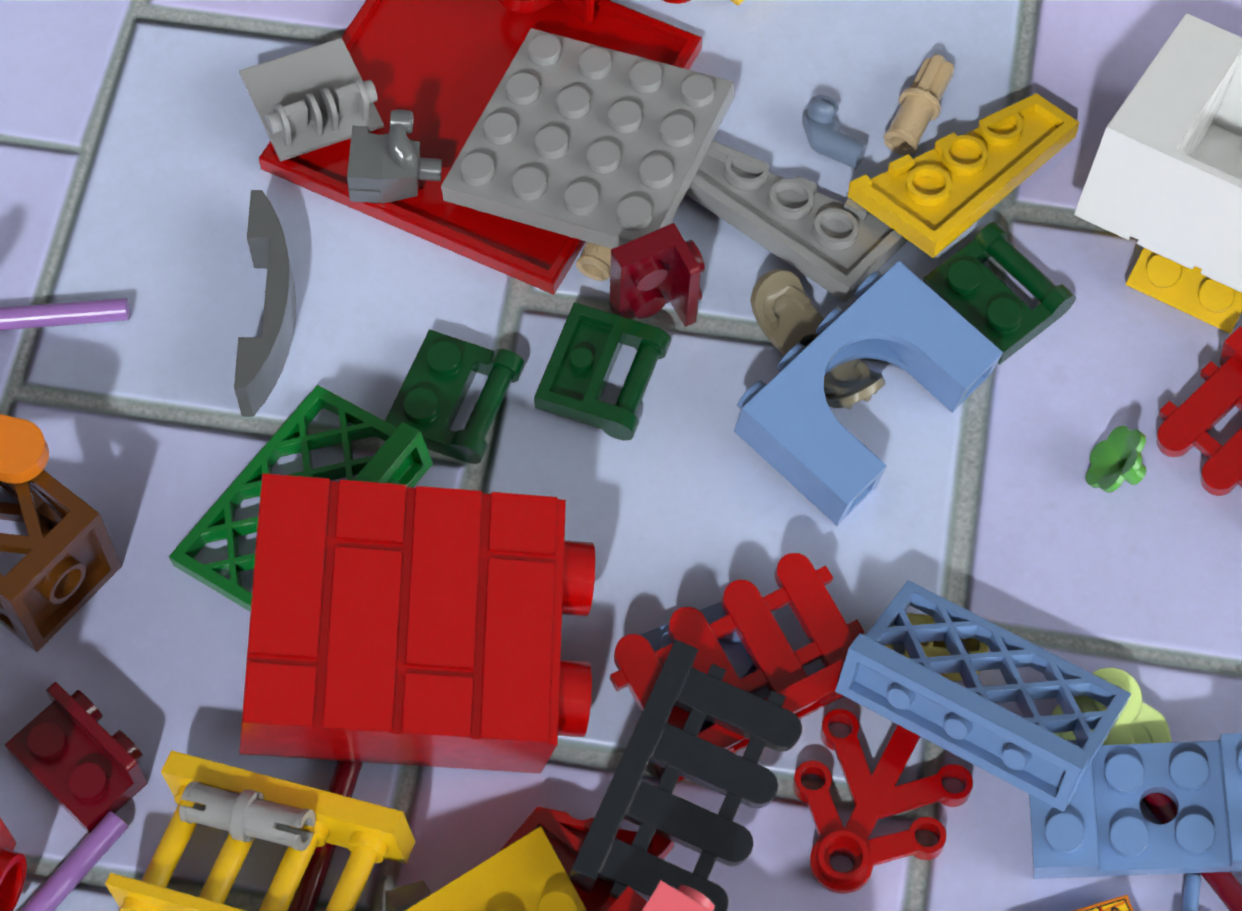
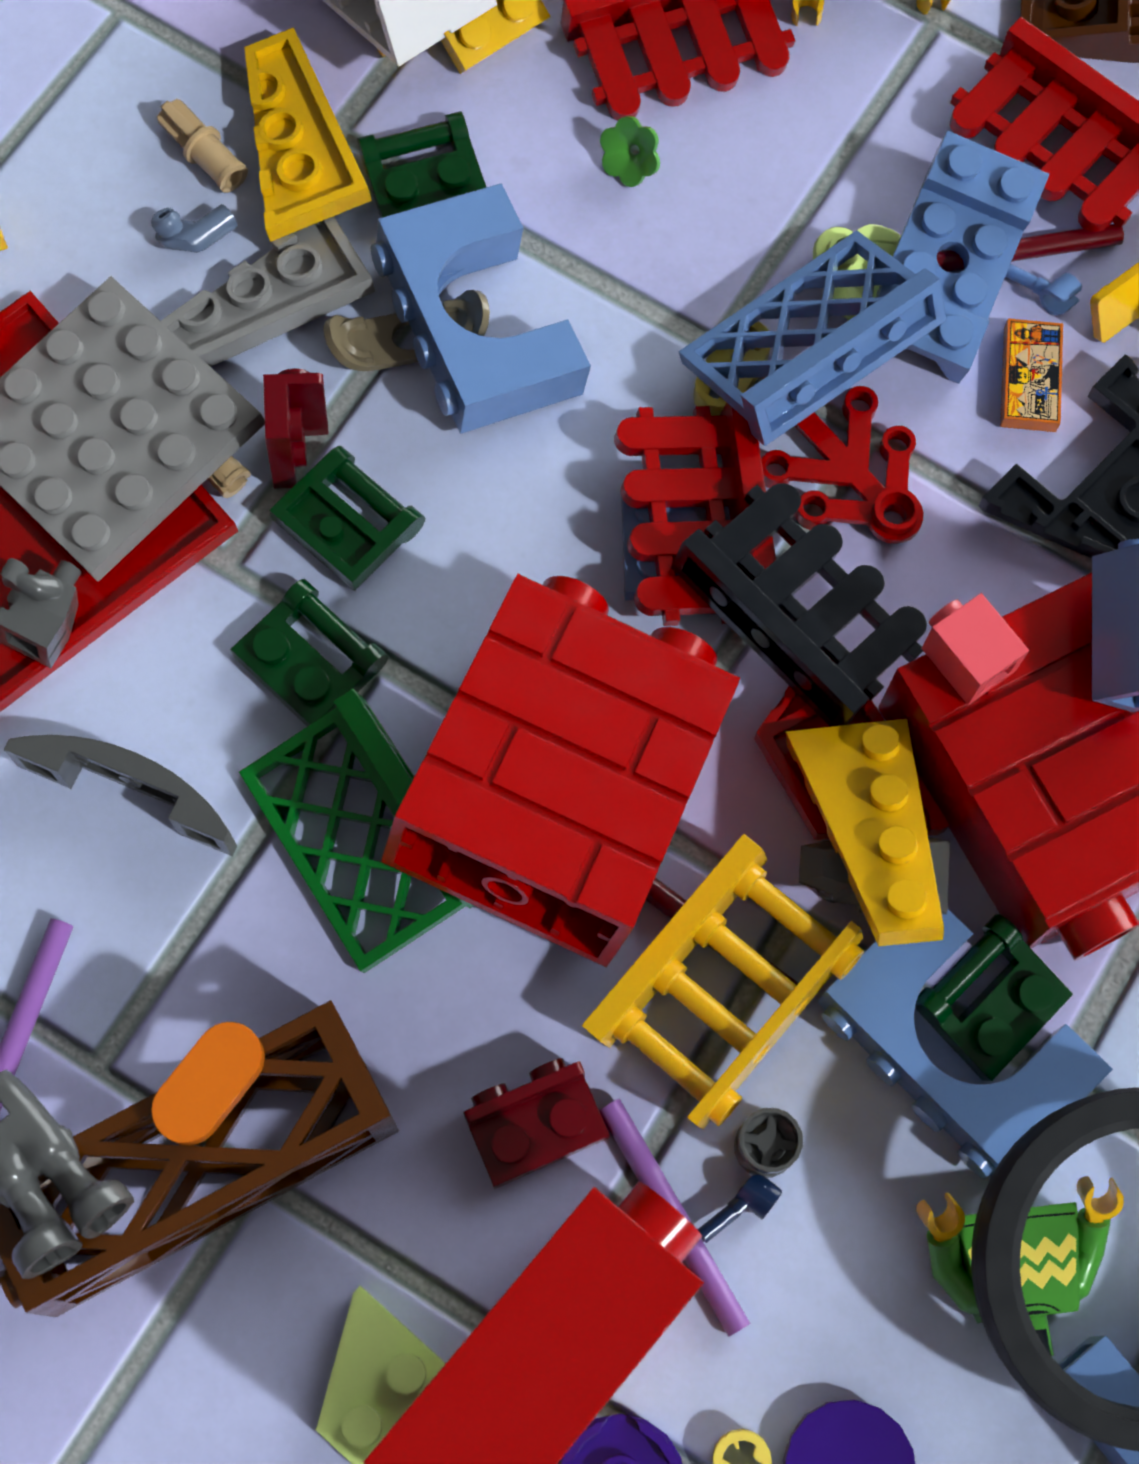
camera: 70 degrees left, 10 degrees up
(247, 815) = (686, 973): light grey pin -> none

